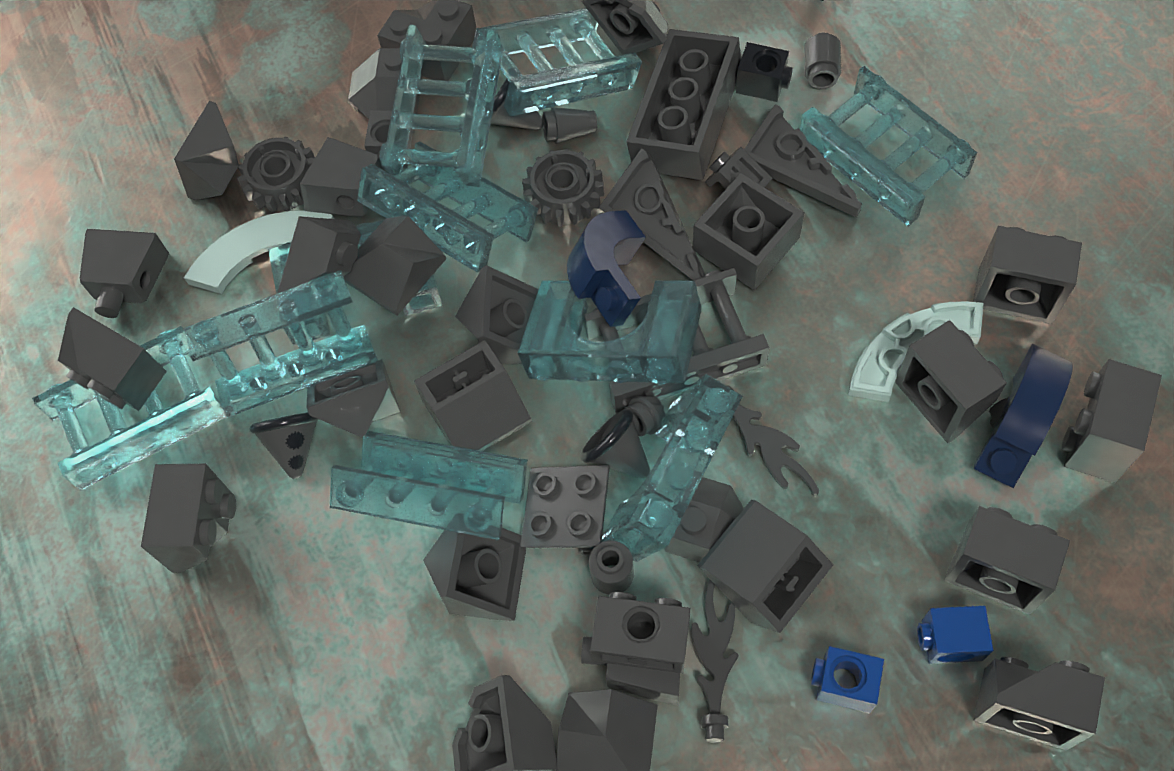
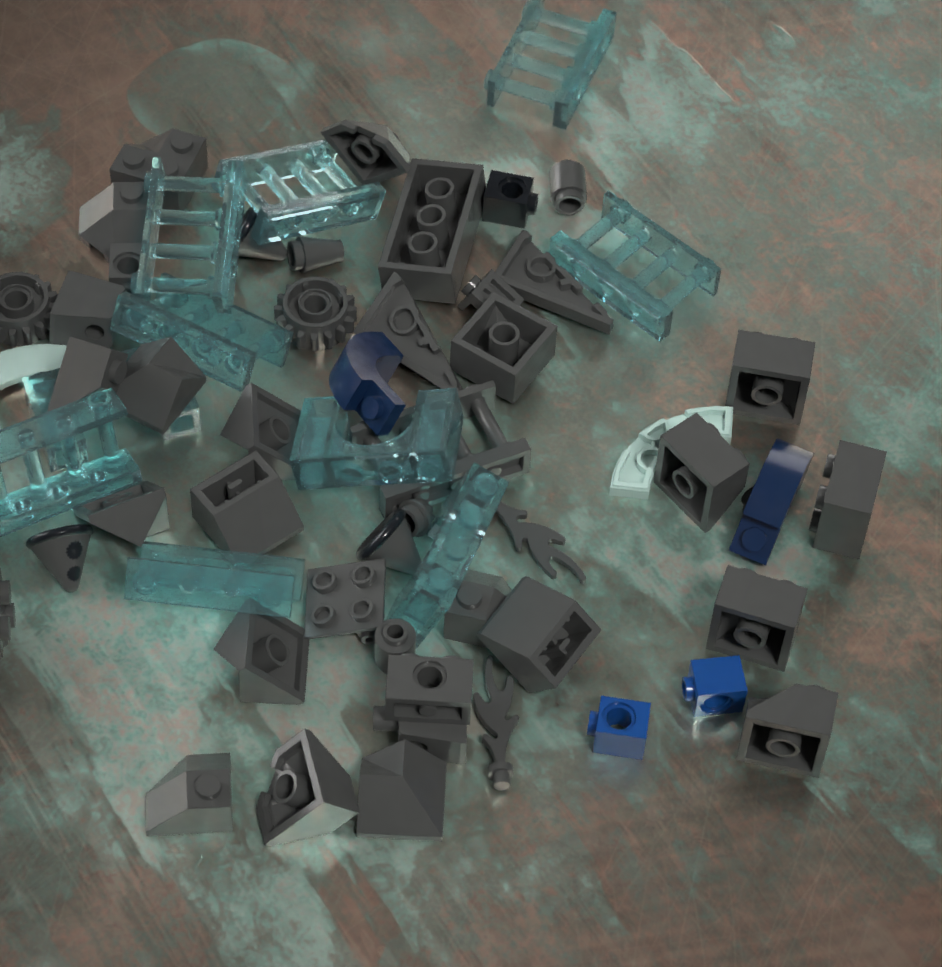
camera: 15 degrees left, 10 degrees down
(388, 726) = (192, 798): none -> dark grey slope

